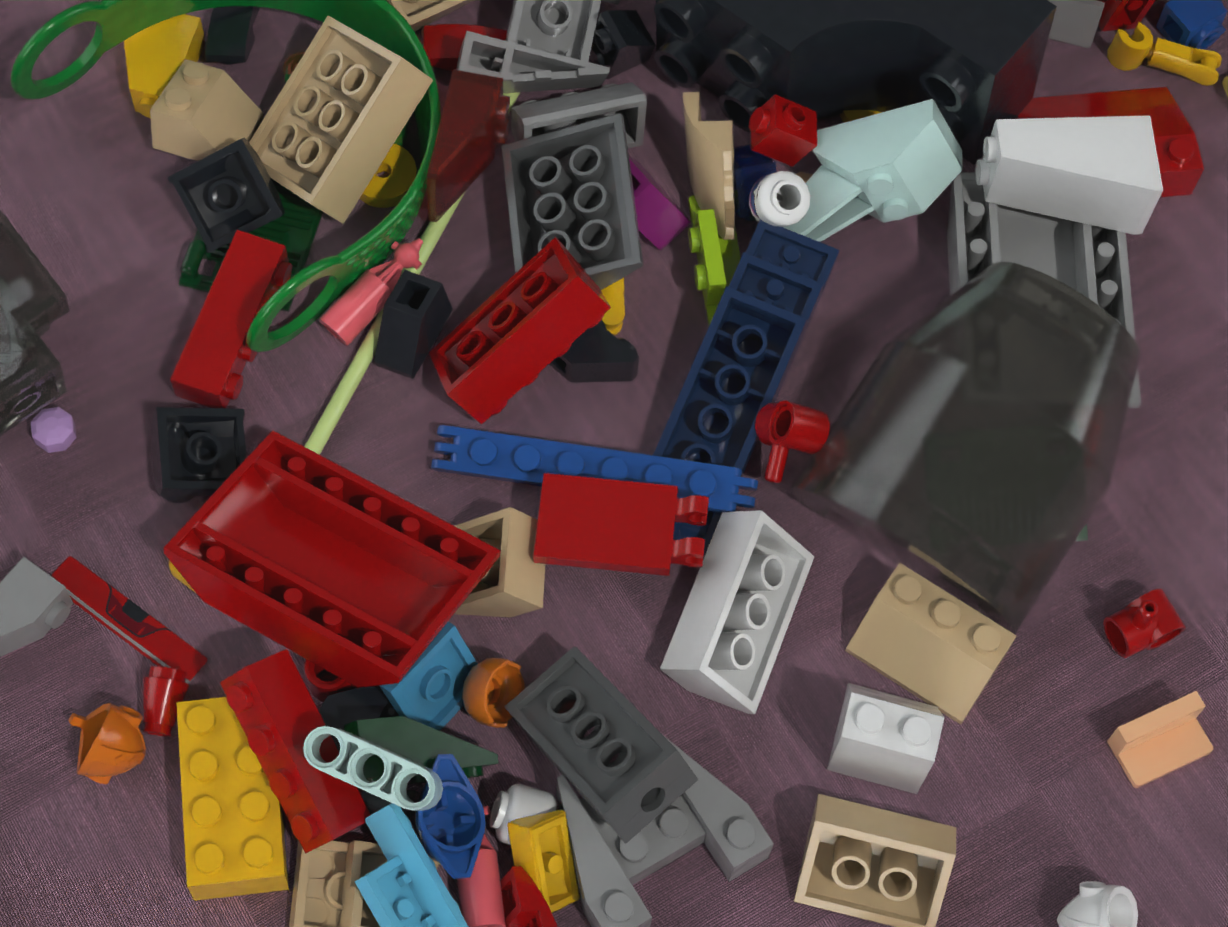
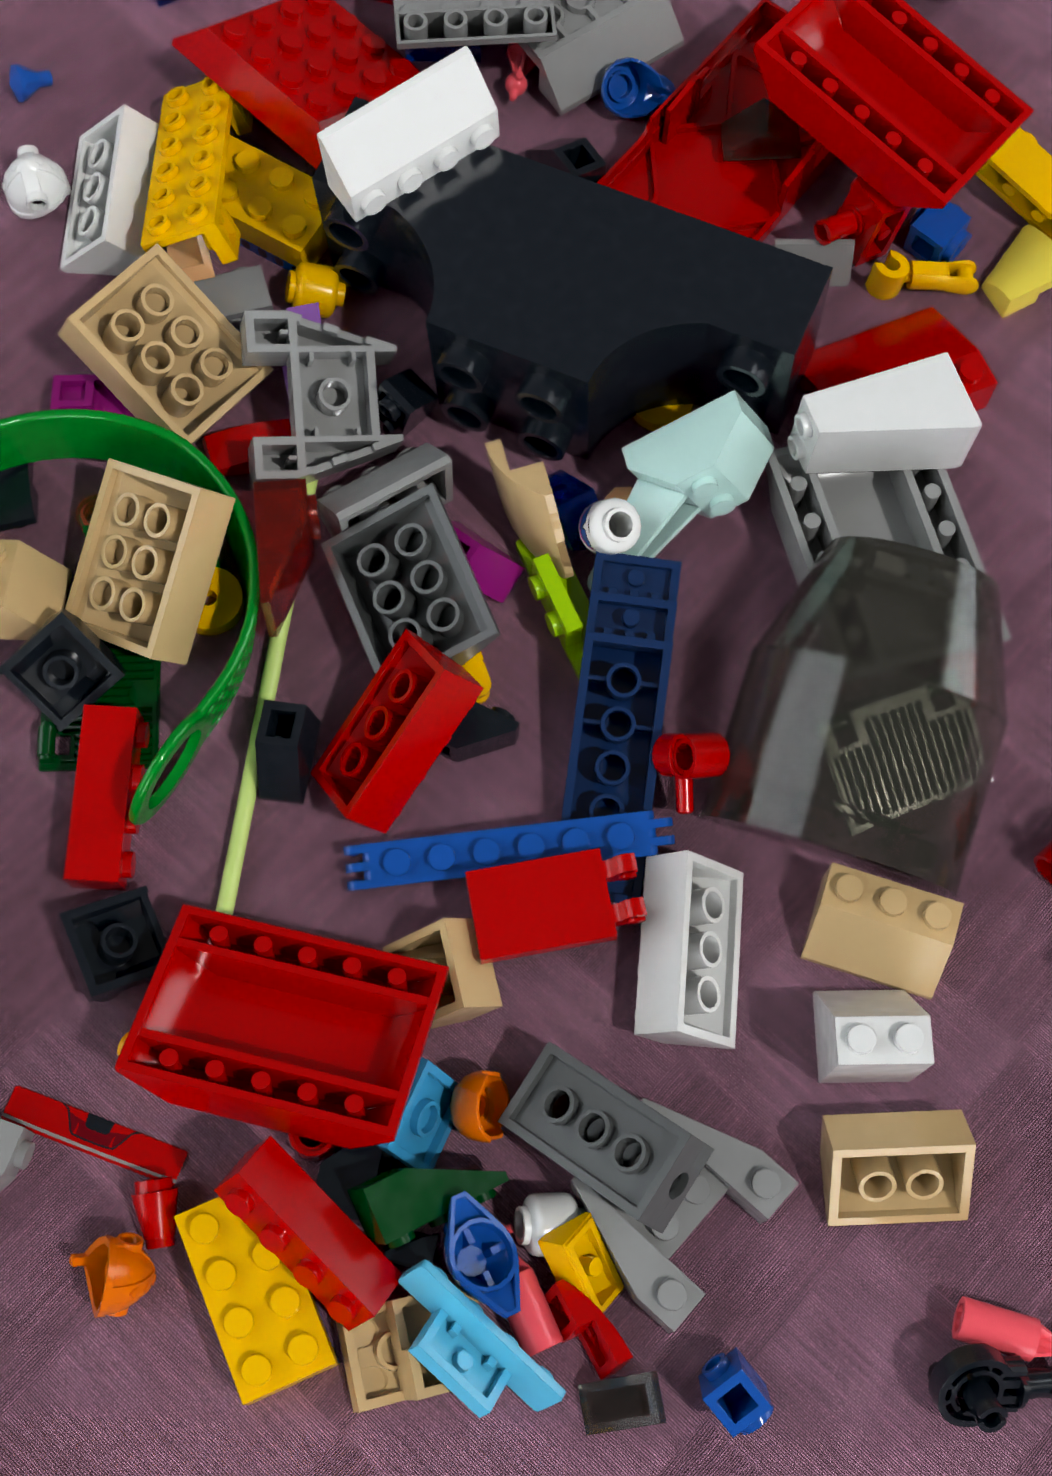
camera: 15 degrees left, 5 degrees up
(350, 763) = (372, 1247): light aqua beam -> none
(369, 294) = (235, 730): coral wheel -> none
(783, 130) = (593, 455): red brick -> none

